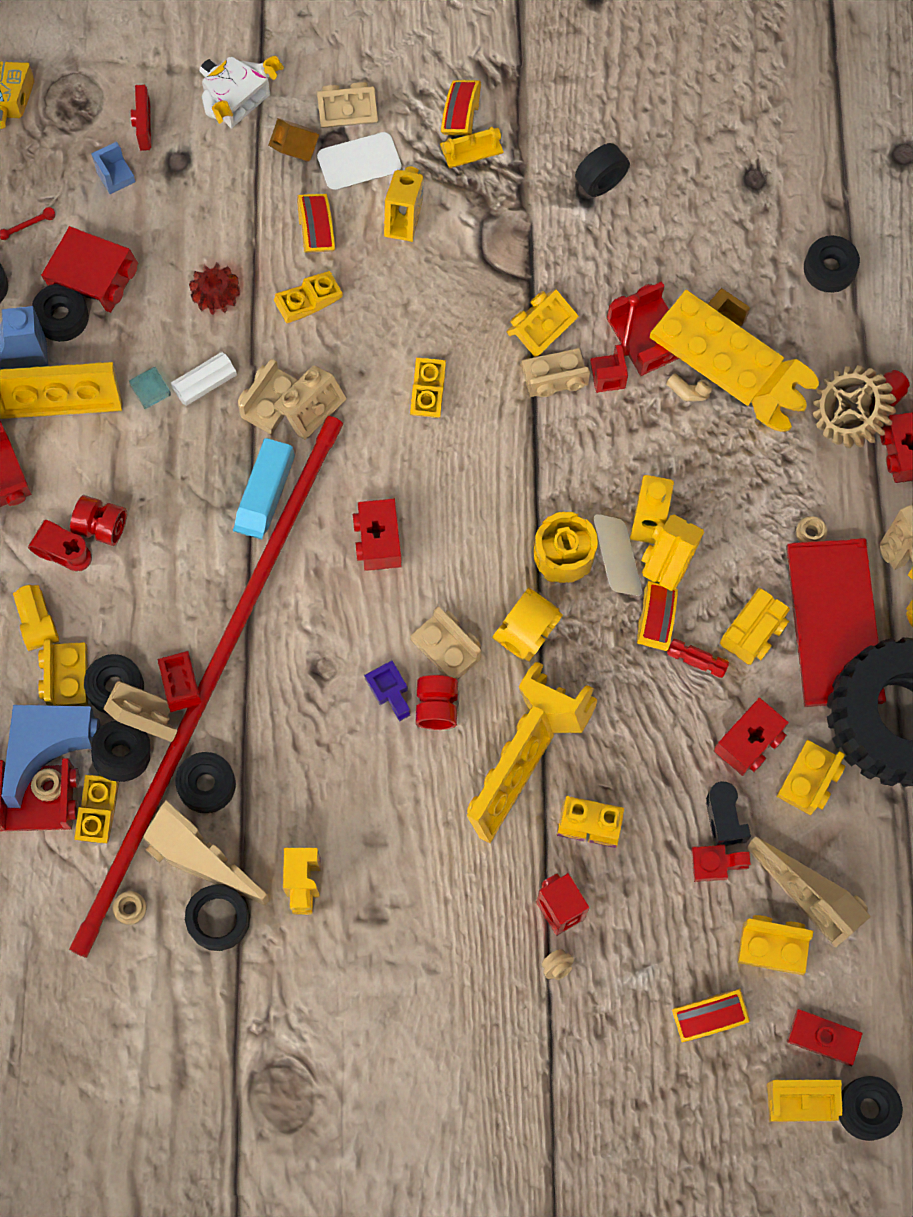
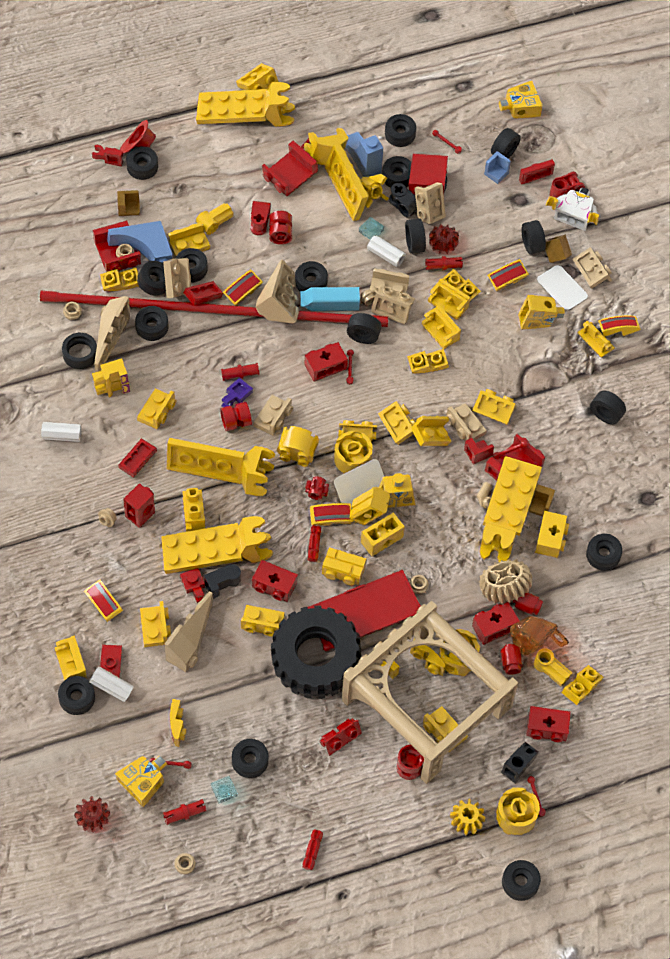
camera: 70 degrees right, 10 degrees down
(75, 352) = (373, 186): none -> yellow brick
(77, 138) = (506, 143): none -> black tyre
(120, 319) = (404, 200): none -> black piece
(147, 283) = (430, 203): none -> tan bracket
(185, 89) = (564, 184): none -> red piece
(190, 615) = (242, 287): none -> slope
(199, 324) = (415, 235): none -> black tyre
(211, 489) = (307, 269): none -> black tyre
(238, 568) = (278, 297): none -> tan wedge
(258, 305) = (443, 263): none -> red pin
(266, 161) = (533, 237): none -> black tyre
(282, 432) = (367, 297): none -> tan plate
(328, 319) = (449, 298): none -> yellow hinge
(343, 456) = (364, 328): none -> black tyre
(350, 670) = (240, 371): none -> red pin
(368, 994) = (61, 431): none -> white axle
(373, 823) = (156, 408): none -> yellow bracket
(375, 347) = (441, 327): none -> yellow hinge
(418, 511) = (350, 380): none -> red hinge
(458, 882) = (137, 457): none -> red plate
(521, 518) = (365, 428): none -> yellow hinge
(526, 465) = (397, 421): none -> yellow bracket
(564, 423) = (431, 431): none -> yellow bracket
(607, 621) = (317, 488): none -> red gear
(665, 811) = (215, 546): none -> yellow hinge
(722, 552) = (382, 534): none -> yellow brick
(770, 321) = (552, 524): none -> yellow brick
(870, 1045) = (111, 684): none -> white axle

